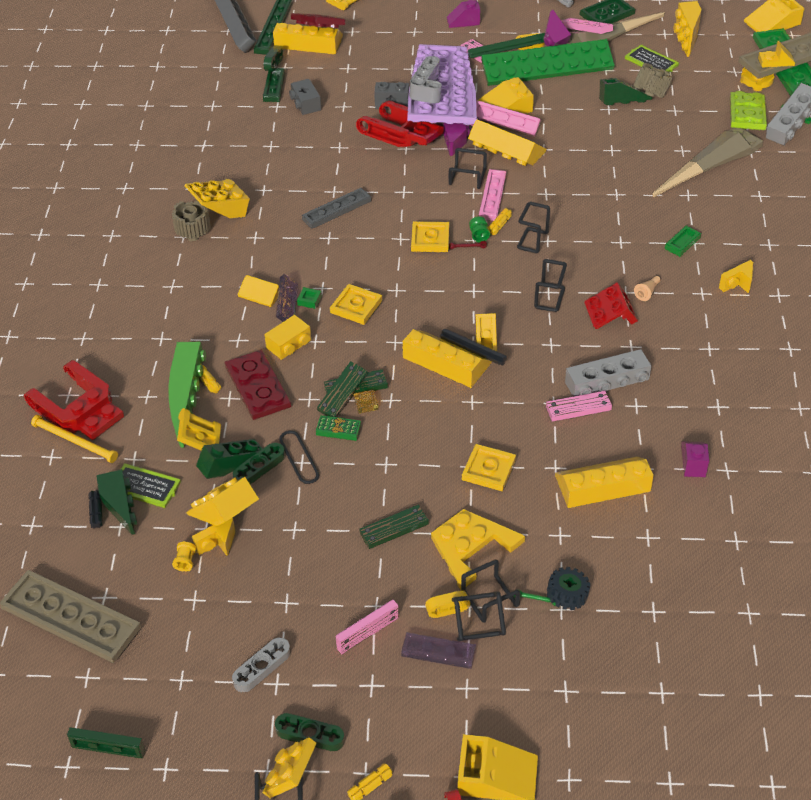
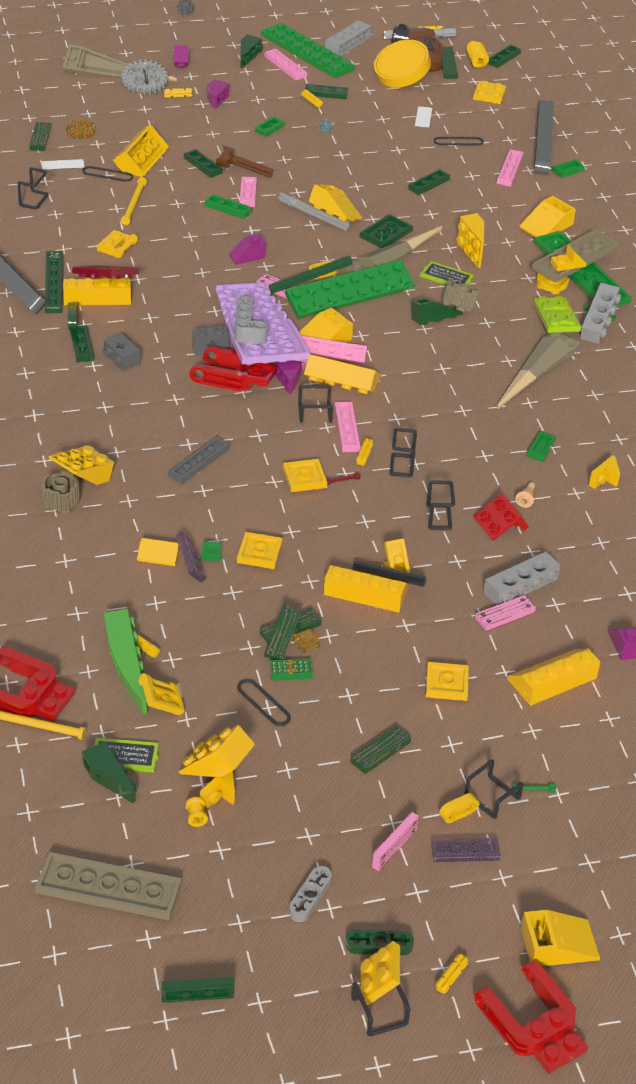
camera: 20 degrees left, 5 degrees down
(95, 509) = (87, 785): black axle -> none
(224, 458) = (197, 714): dark green slope -> none
(257, 384) = (195, 641): dark red piece -> none
(262, 456) = (230, 708): dark green beam -> none
(287, 337) = (207, 592): yellow brick -> none
(465, 536) = (448, 747): yellow wing -> none
(479, 229) = (349, 461): green wheel -> none
(481, 635) = (486, 832): black piece -> none
(555, 31) = (350, 257): magenta slope -> none
(568, 588) = (560, 774): black wheel -> none
(589, 26) = (375, 248): bright pink tile -> none

